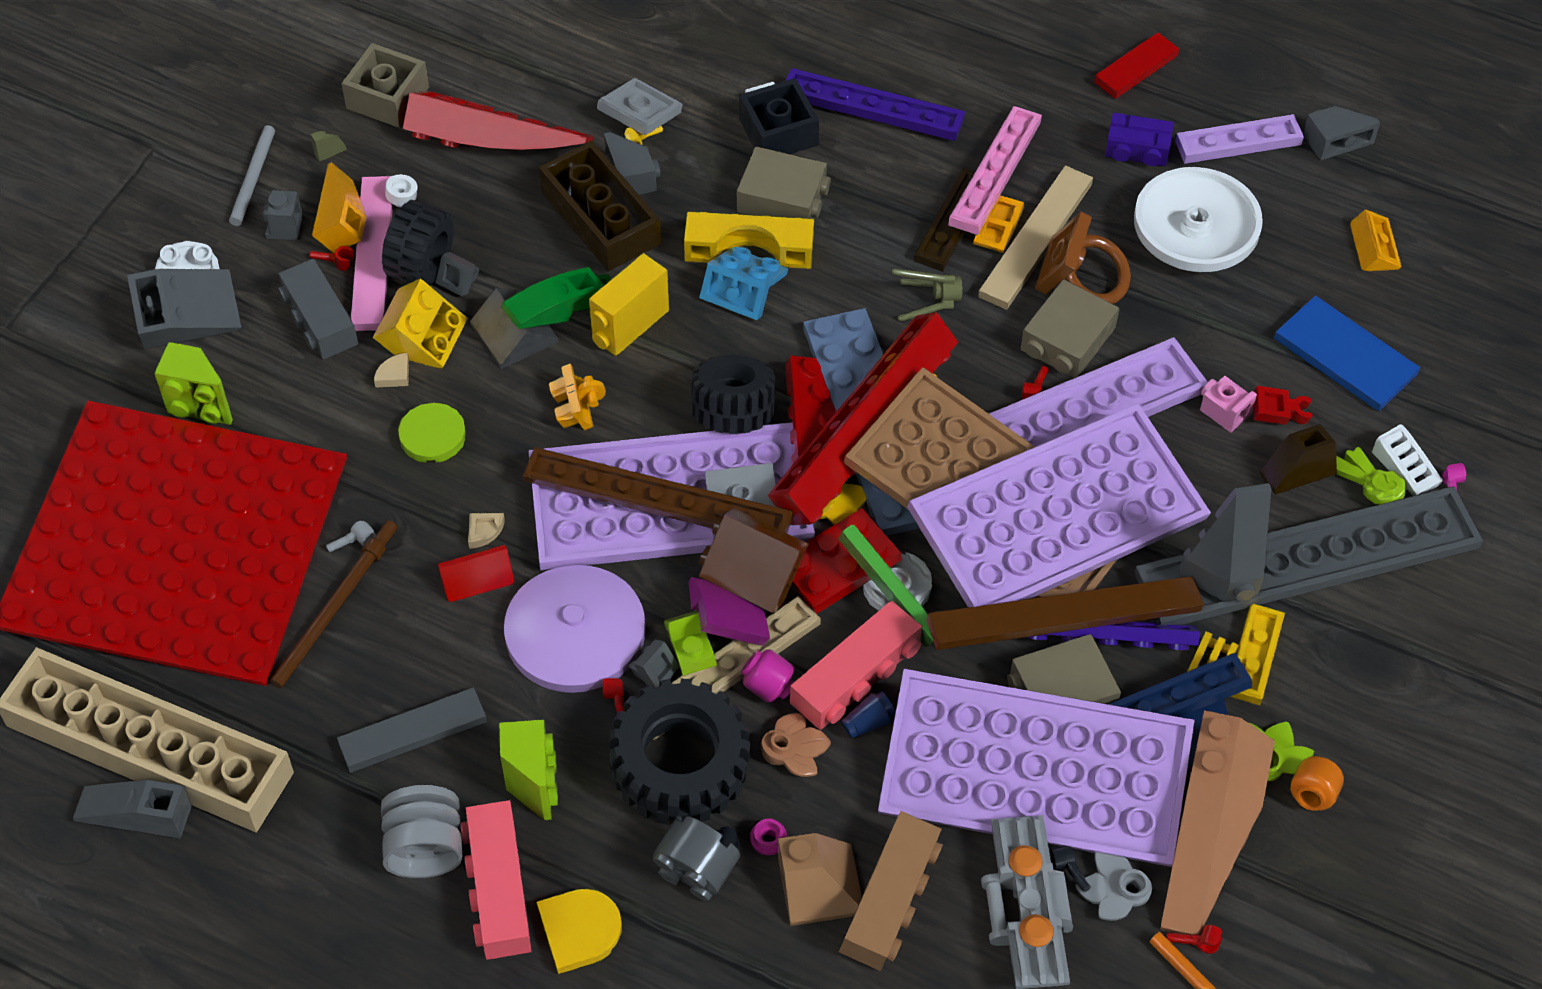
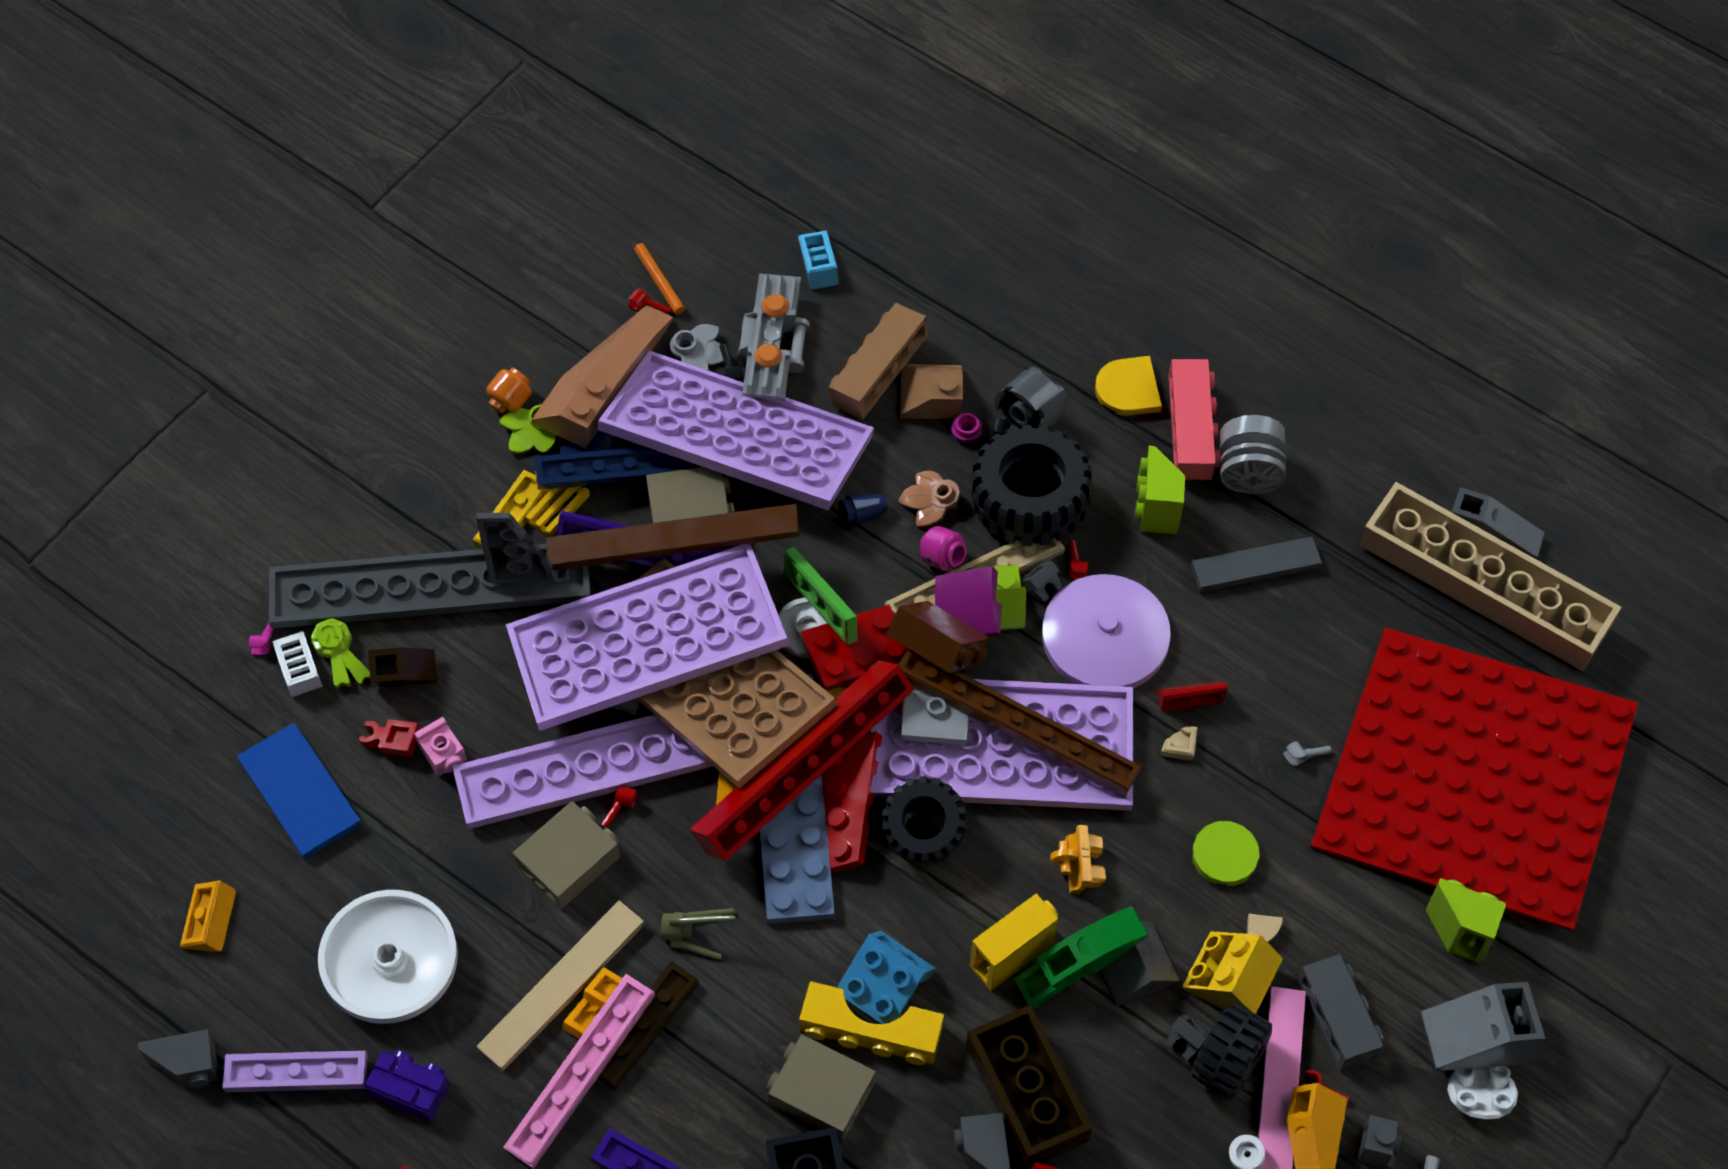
camera: 170 degrees left, 5 degrees up
(371, 552) = (1289, 732): reddish brown bar -> none
(856, 665) = (867, 540): coral brick -> none
(1067, 253) = (543, 926): dark orange tile -> none

